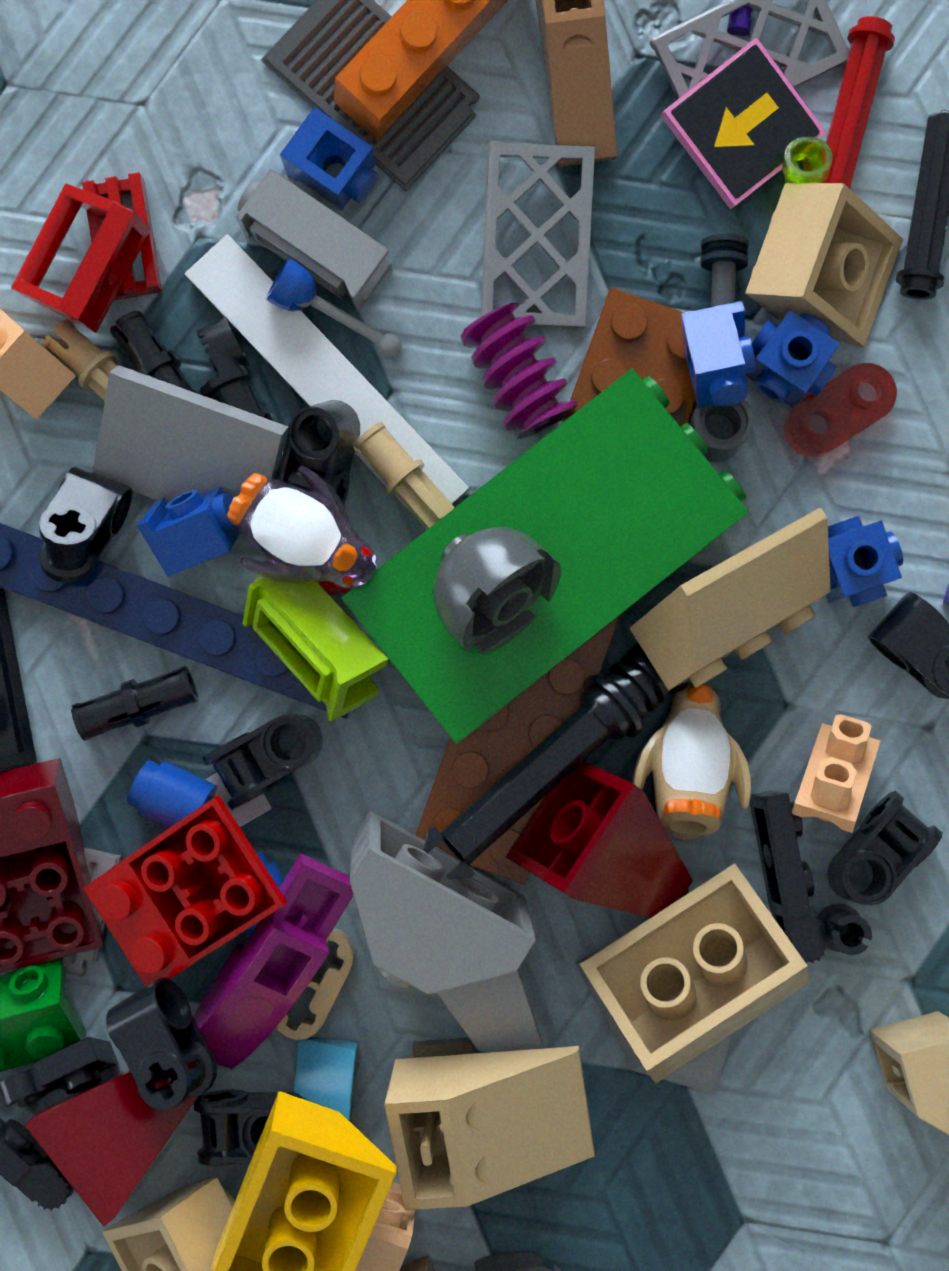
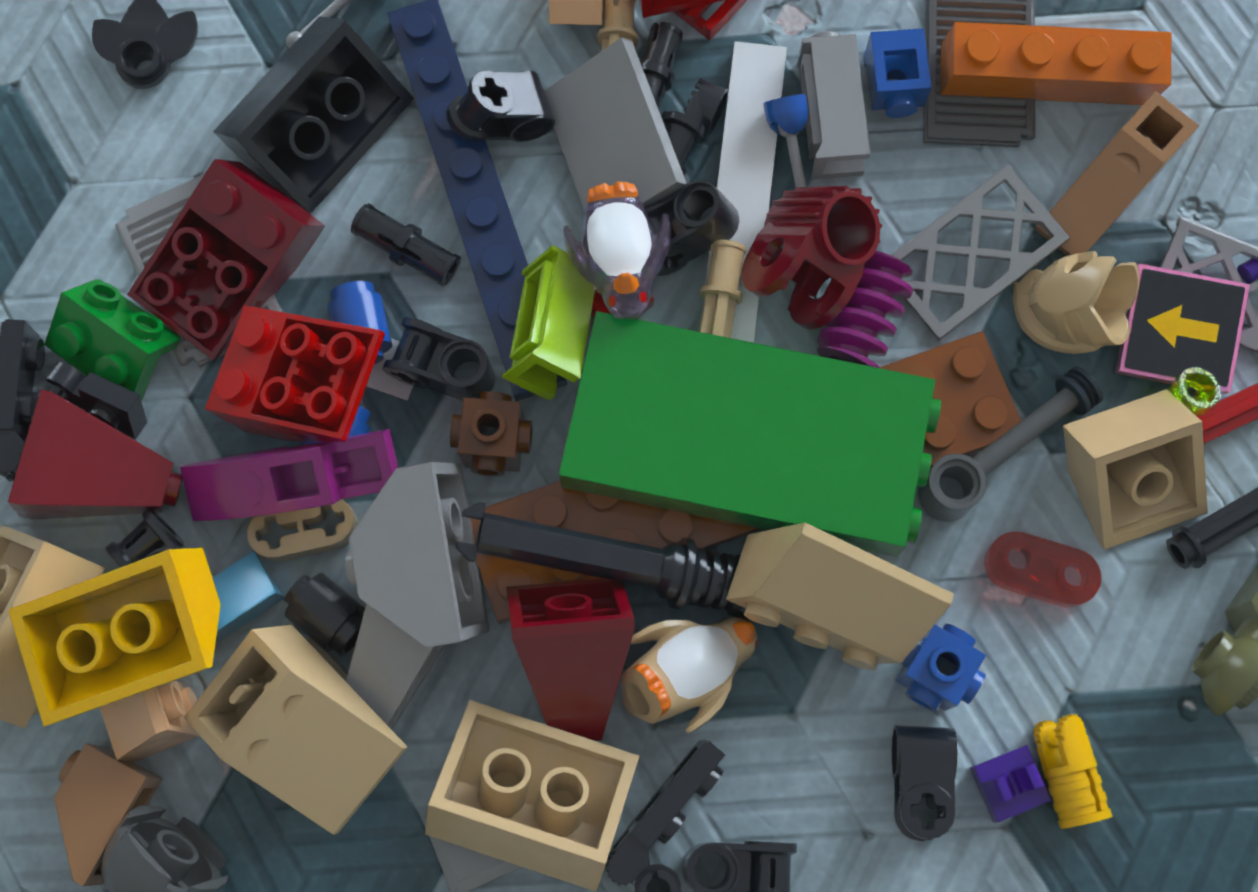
camera: 45 degrees right, 10 degrees down
(159, 1041) = (173, 438): black piece -> none
(189, 529) = (556, 178): blue brick -> none
(383, 748) = (497, 452): none -> reddish brown brick
(403, 1021) = (324, 613): none -> black brick
(431, 349) = (824, 237): none -> dark red piece
(490, 584) = (692, 401): dark grey cylinder -> none
(656, 193) = (1077, 303): none -> tan helmet
(718, 354) = (1000, 434): brick -> none
(784, 377) = (1031, 507): blue brick -> none
(838, 773) = (772, 783): light nougat hips -> none

